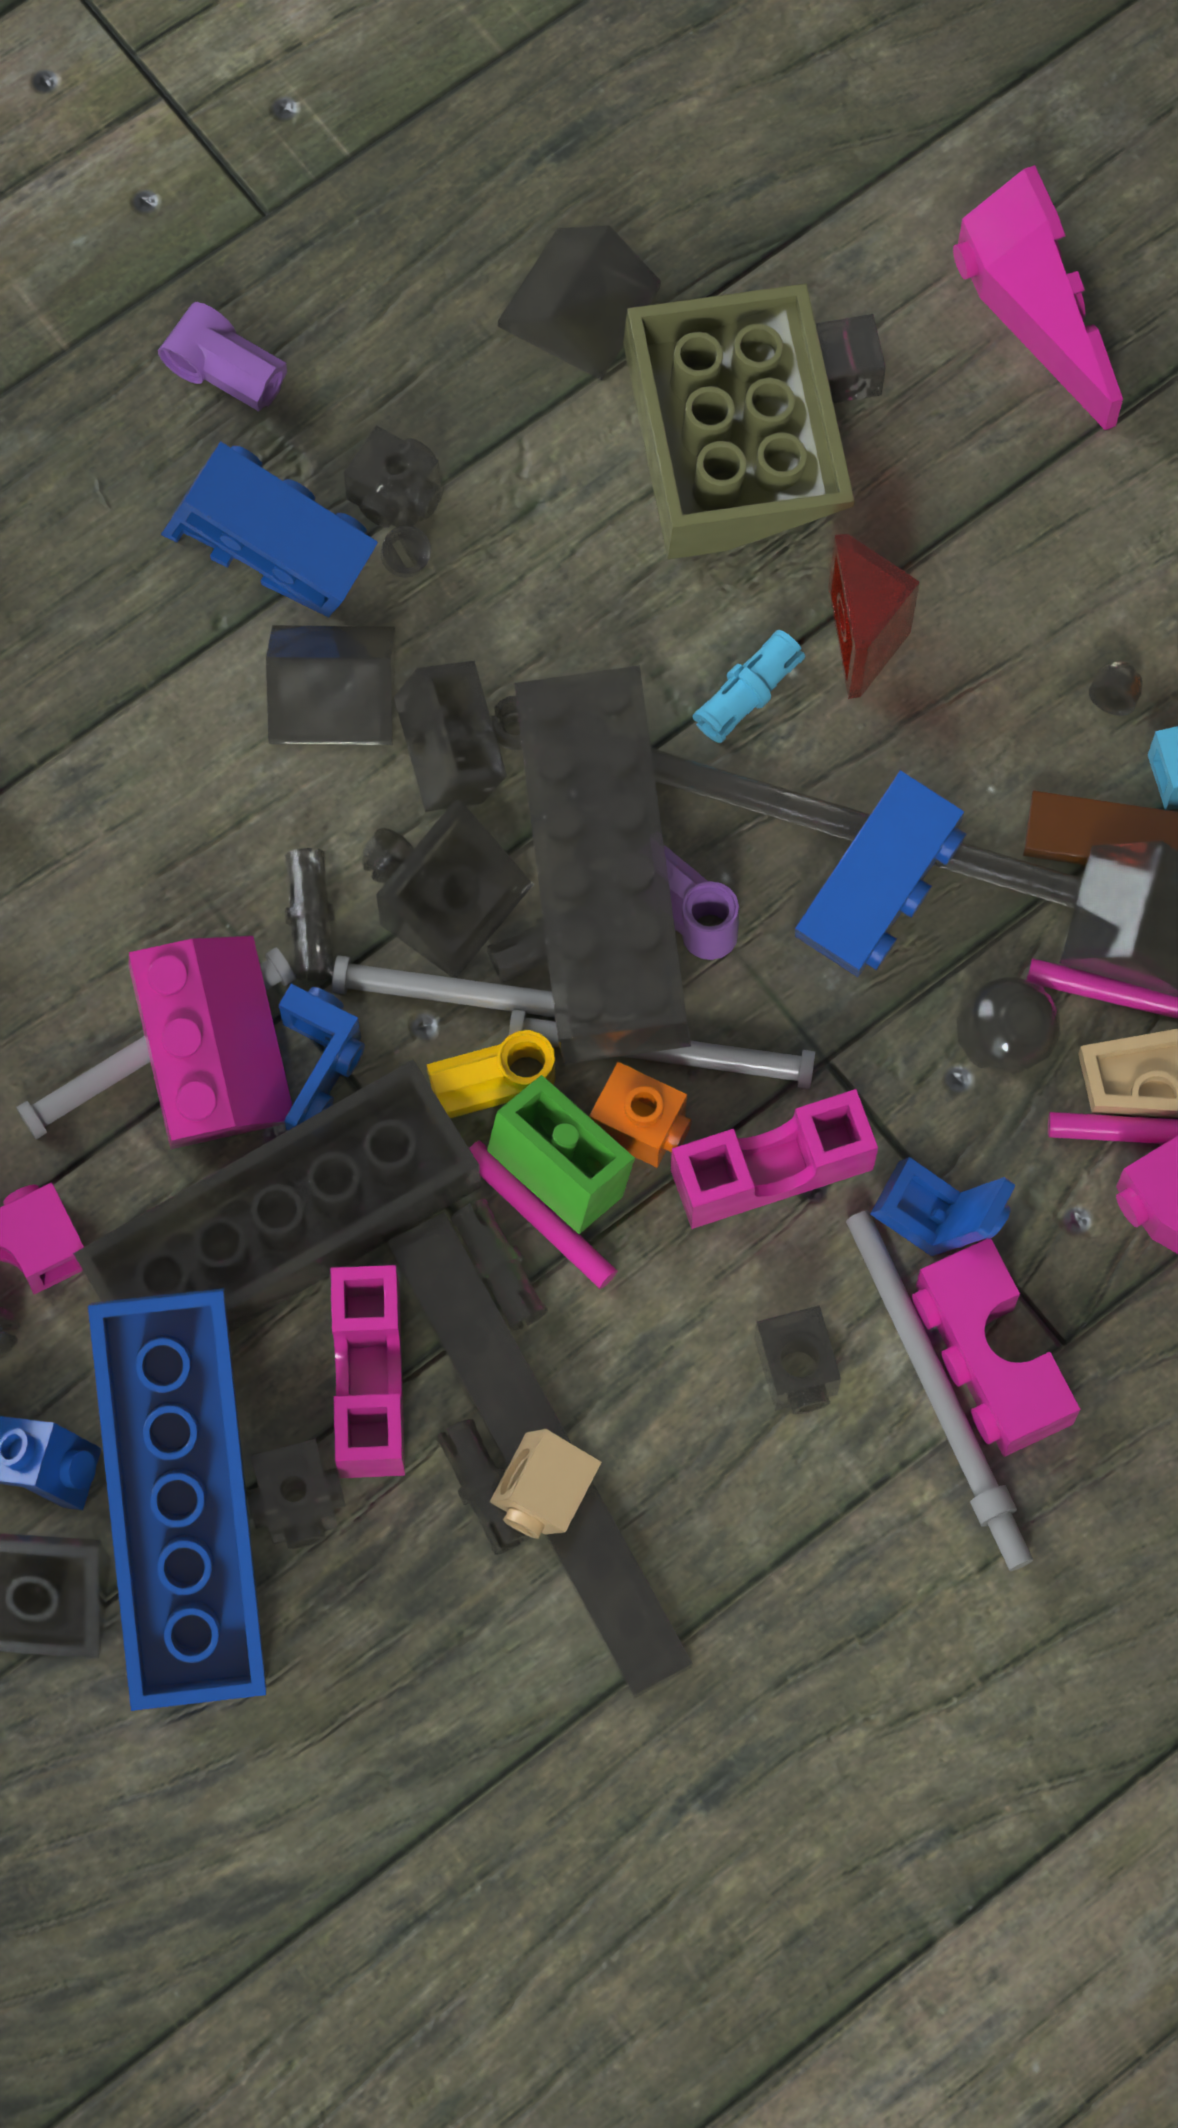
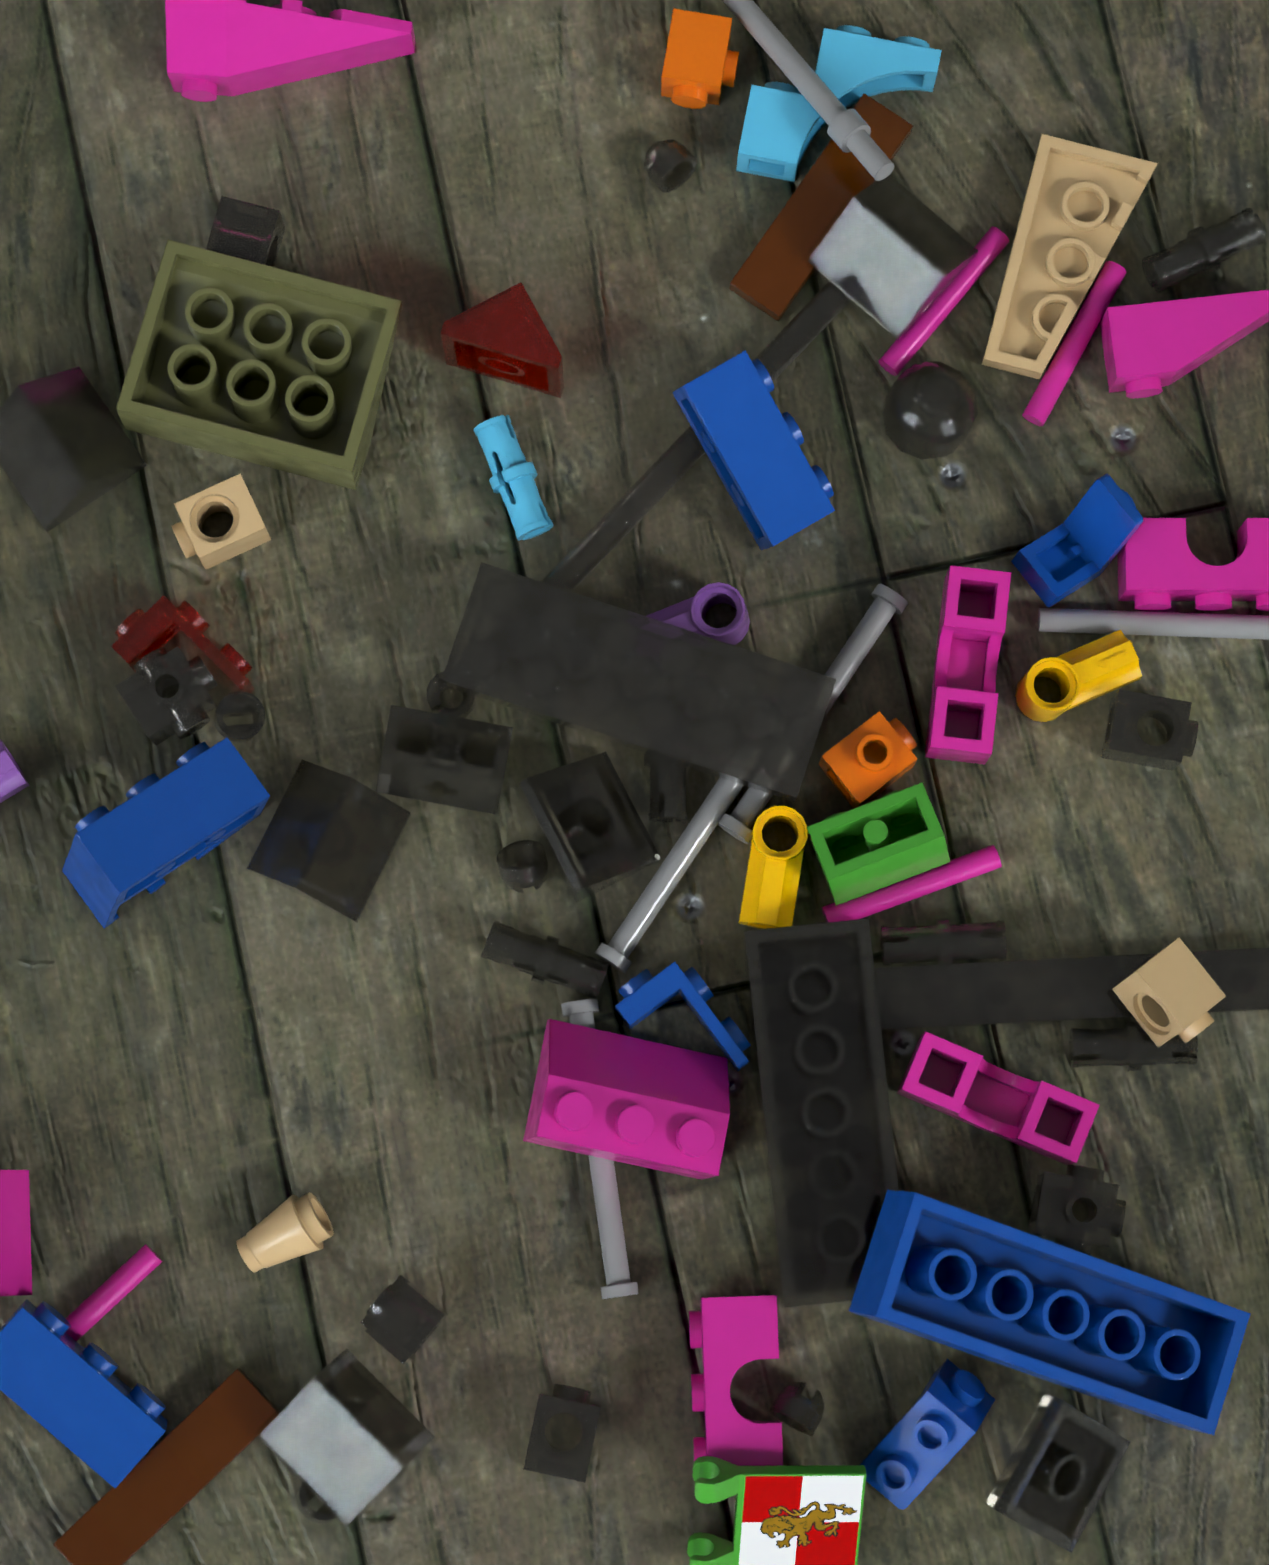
camera: 65 degrees left, 10 degrees up
(458, 451) = (154, 629): none -> clear red bracket
(582, 479) = (228, 497): none -> tan brick
(822, 1276) = (1081, 675): none -> yellow piece

